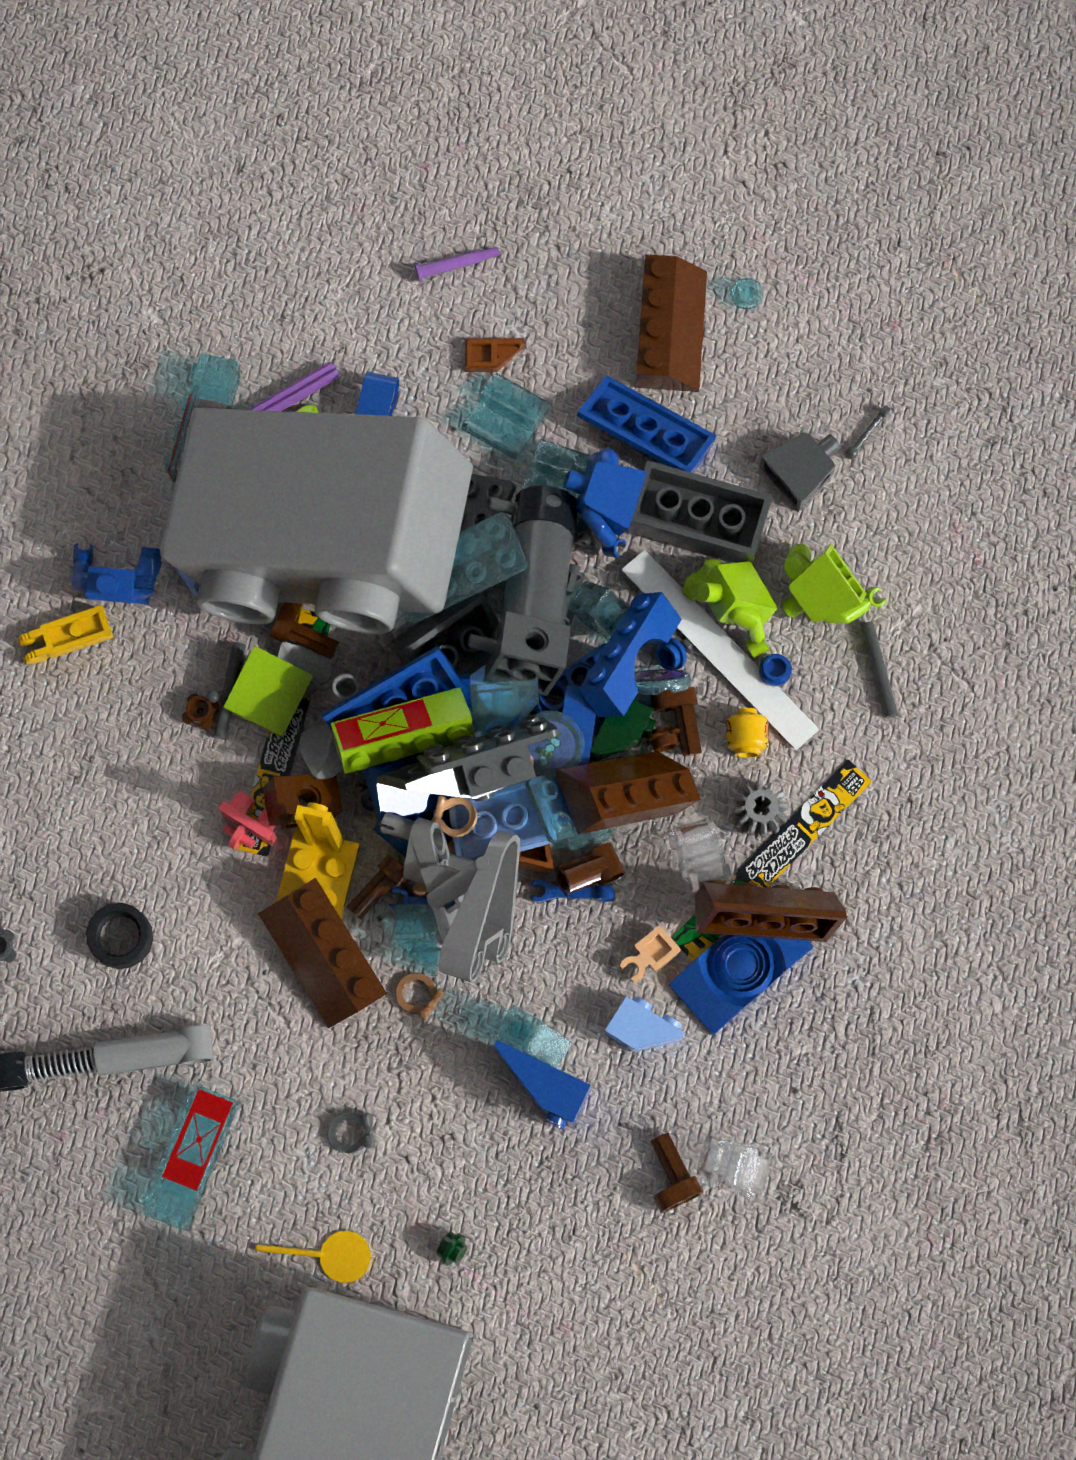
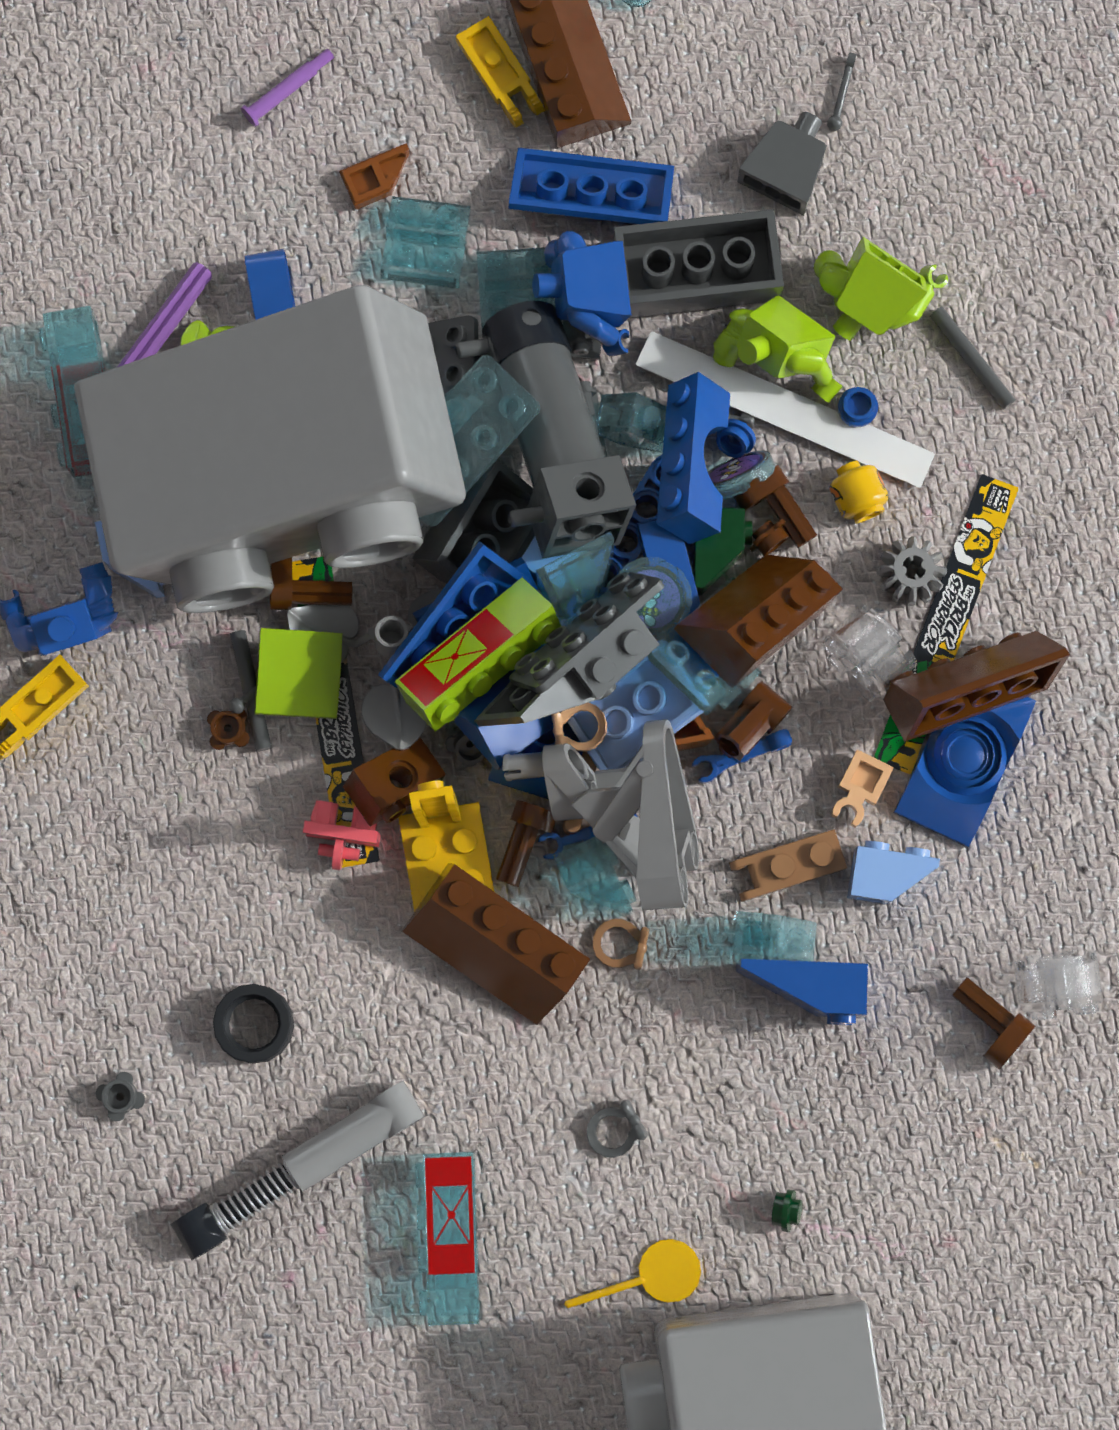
camera: 25 degrees left, 5 degrees up
(573, 990) = (791, 864): none -> medium nougat hinge
(616, 310) = (498, 68): none -> yellow hinge

